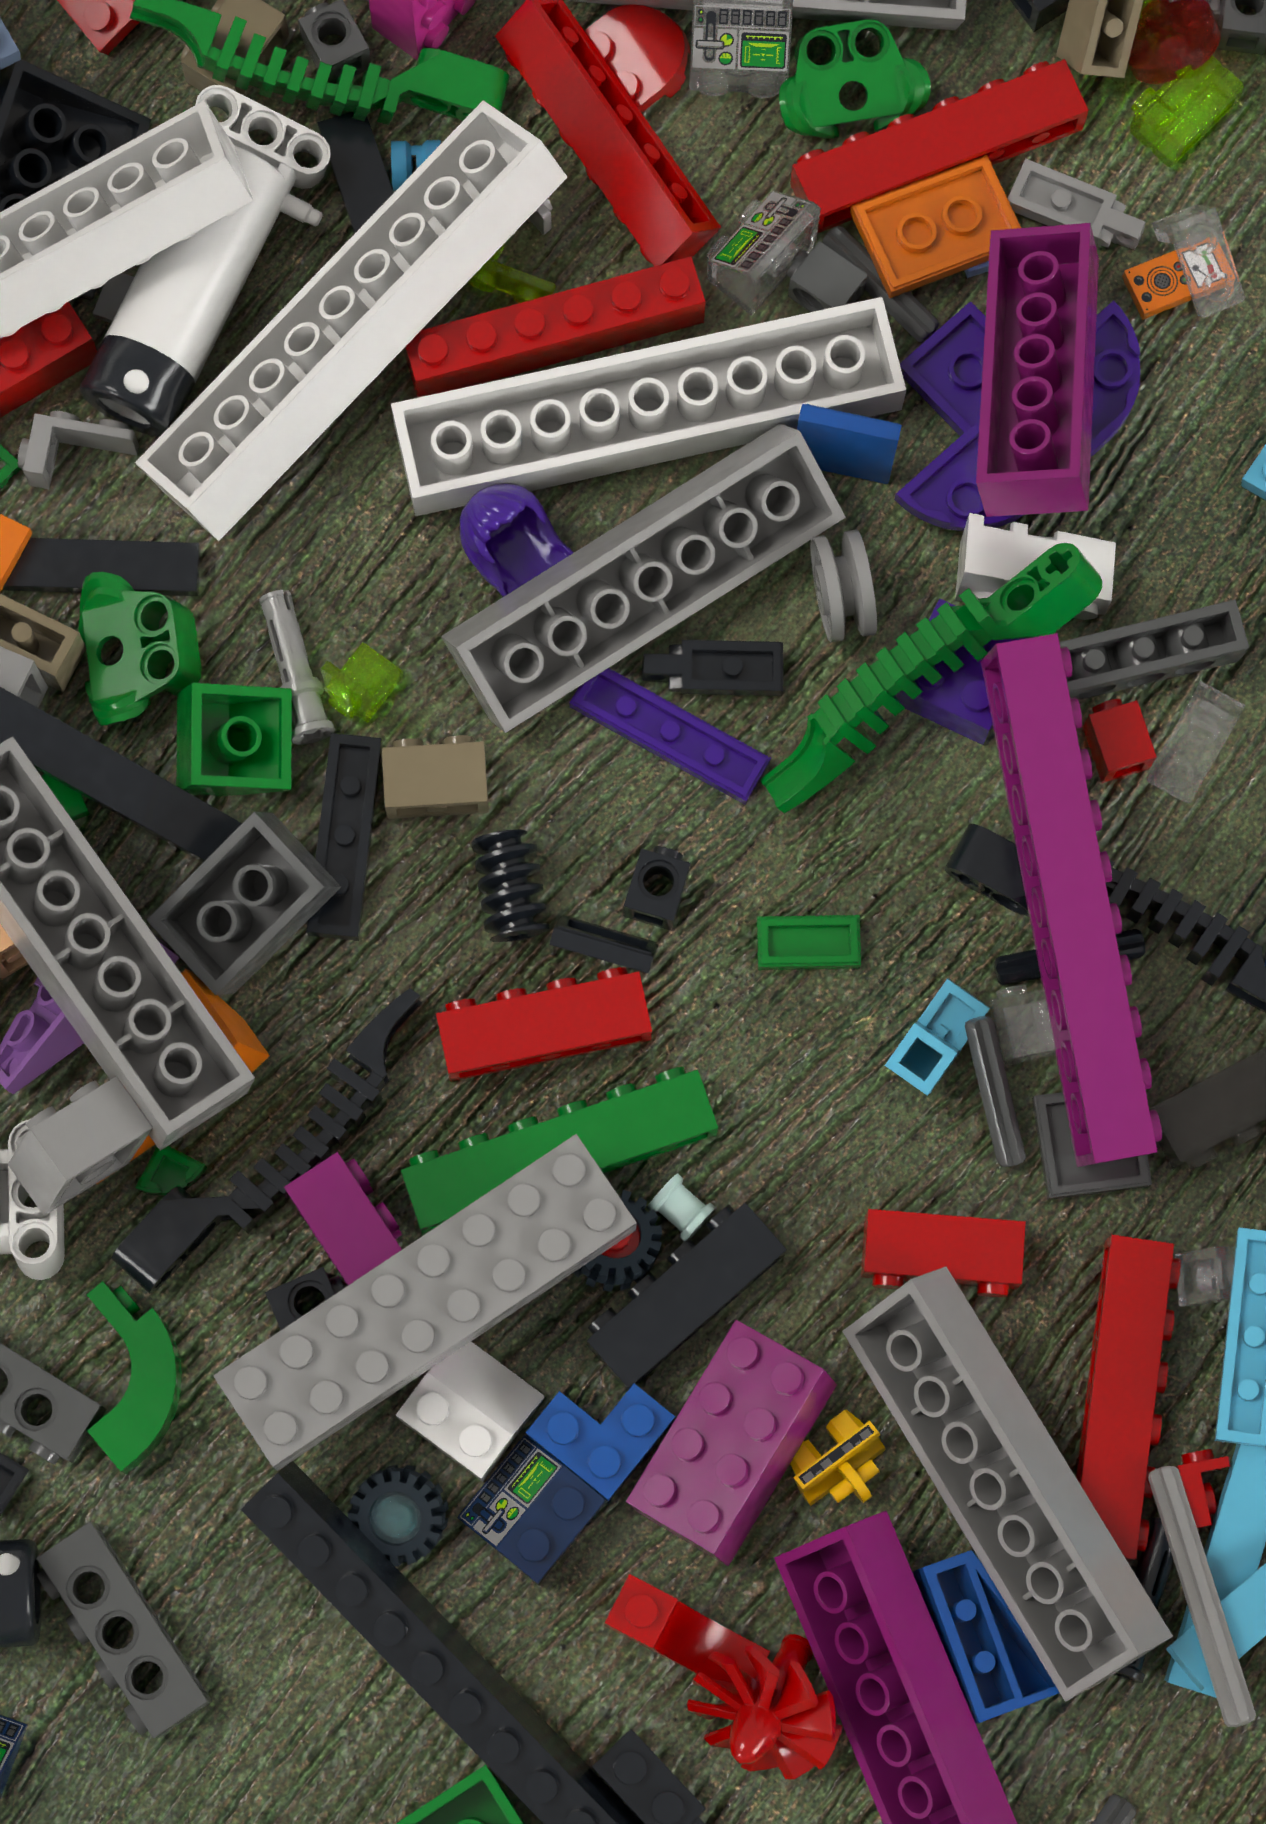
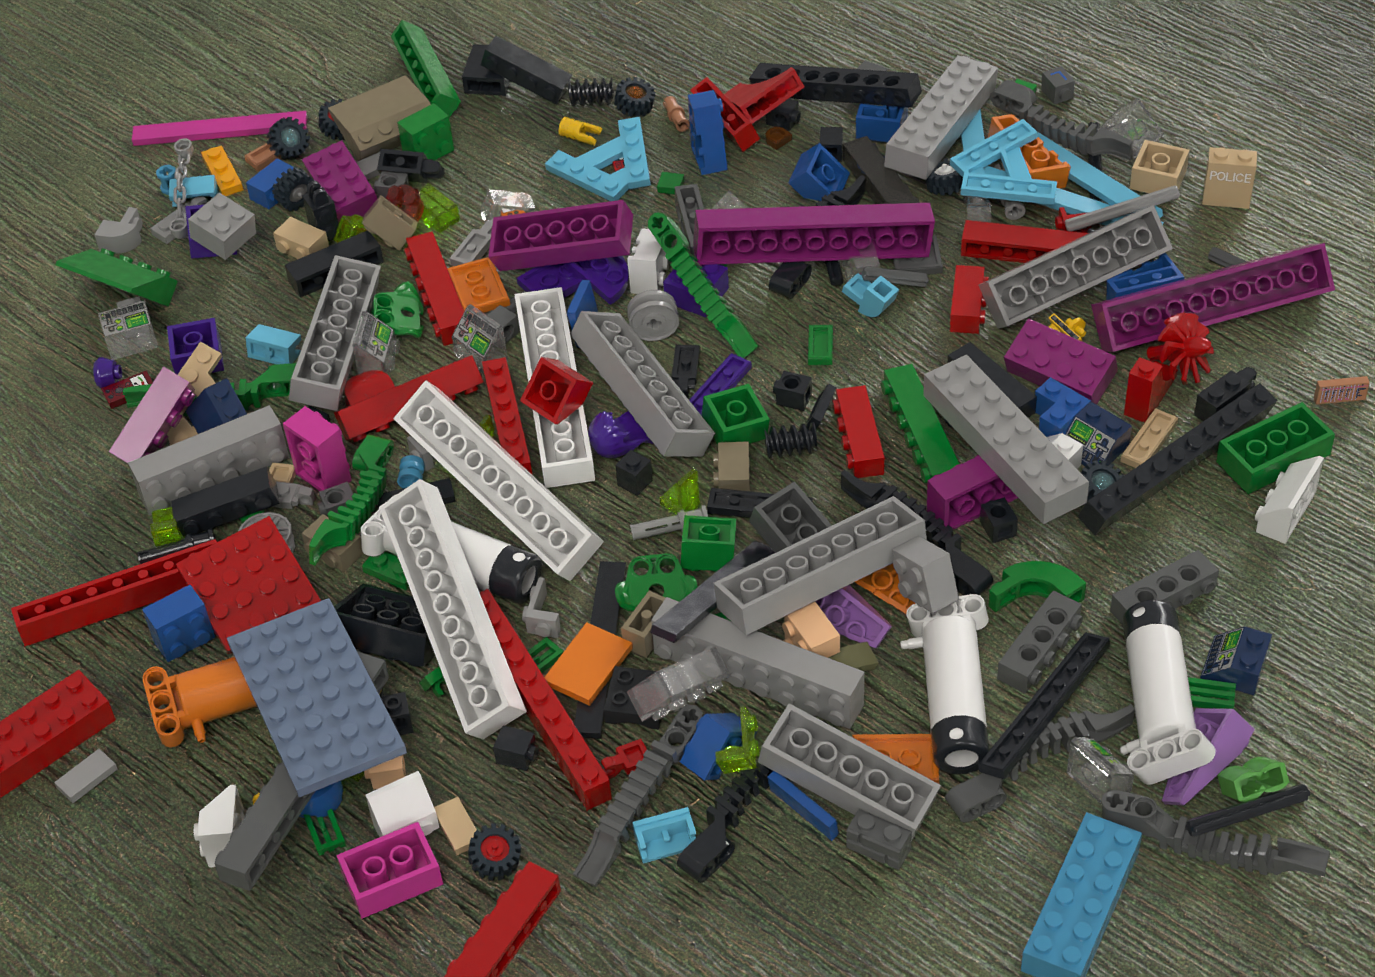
camera: 80 degrees left, 30 degrees down
(418, 586) = (634, 472): none -> black brick
(549, 1627) = (1149, 438): none -> tan tile
(563, 772) = (735, 415): none -> green brick
(580, 406) = (555, 390): none -> red slope

